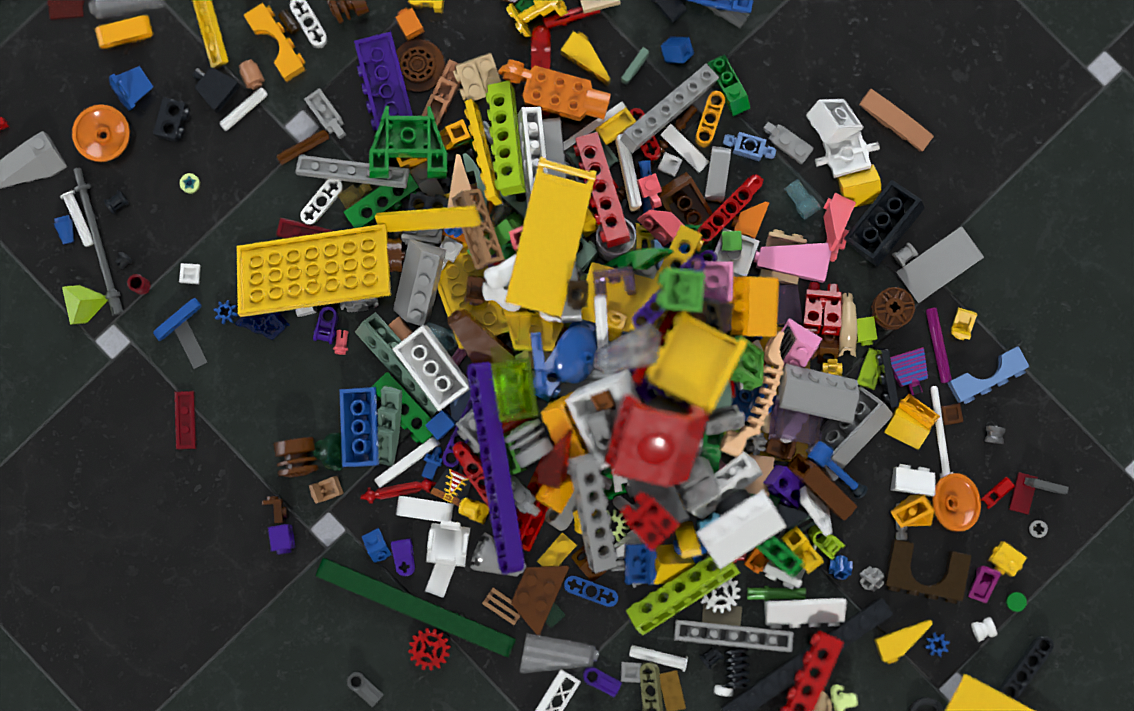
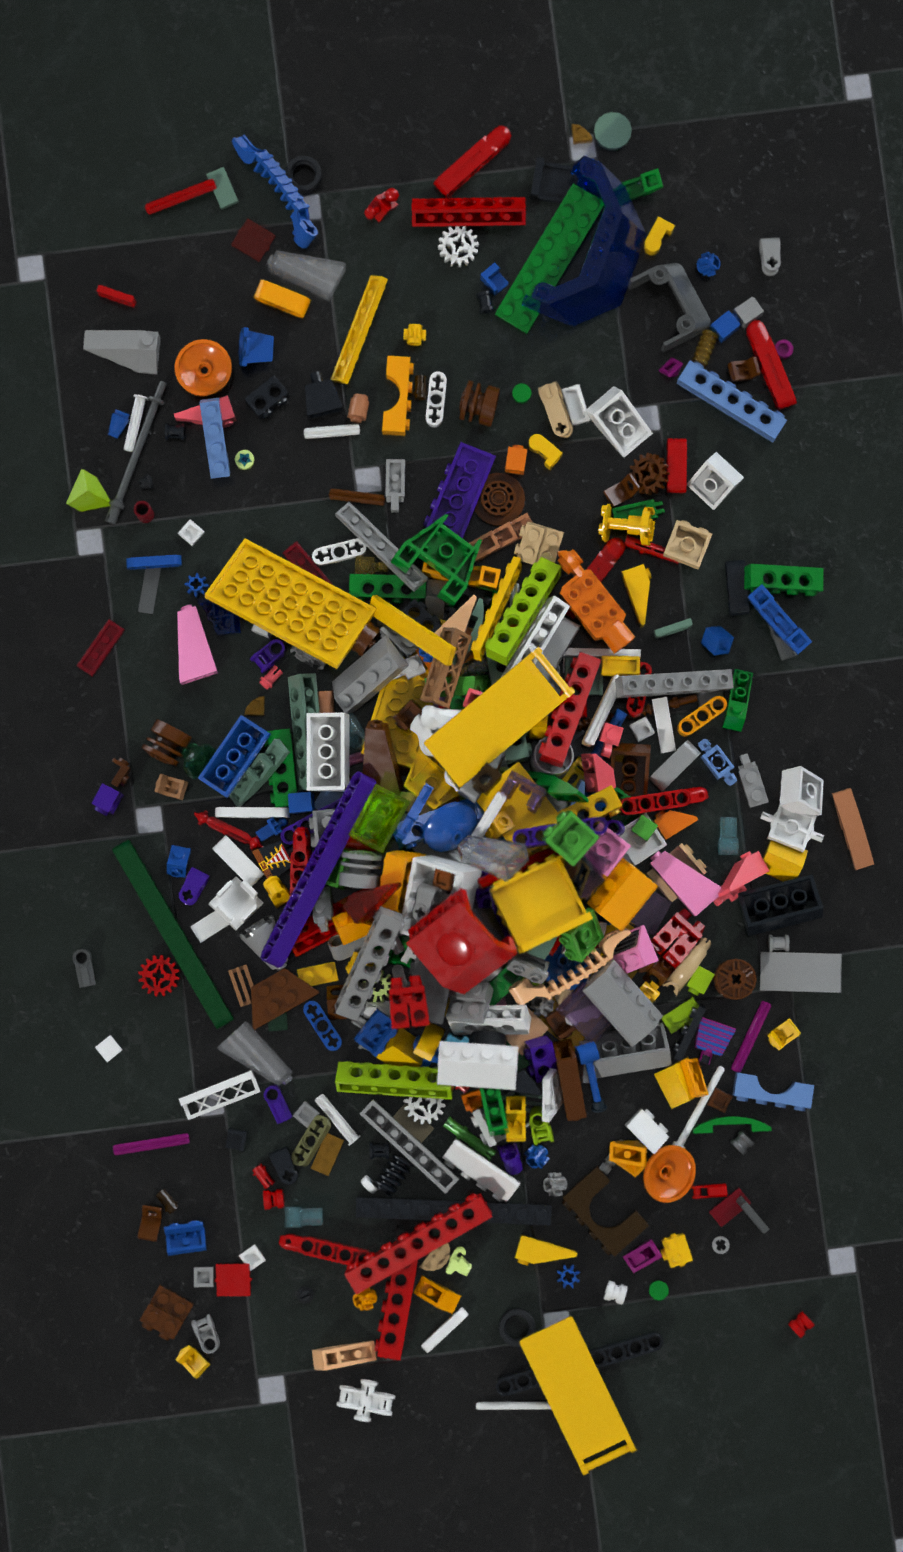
camera: 35 degrees right, 0 degrees up
(136, 164) = (194, 416): none -> coral slope
(152, 182) = (214, 438): none -> medium blue arch
(265, 368) = (193, 647): none -> bright pink slope
(347, 375) = (256, 707): none -> pearl gold tile
(821, 584) = (511, 1158): none -> dark purple piece
(958, 442) = (707, 1126): none -> green slope

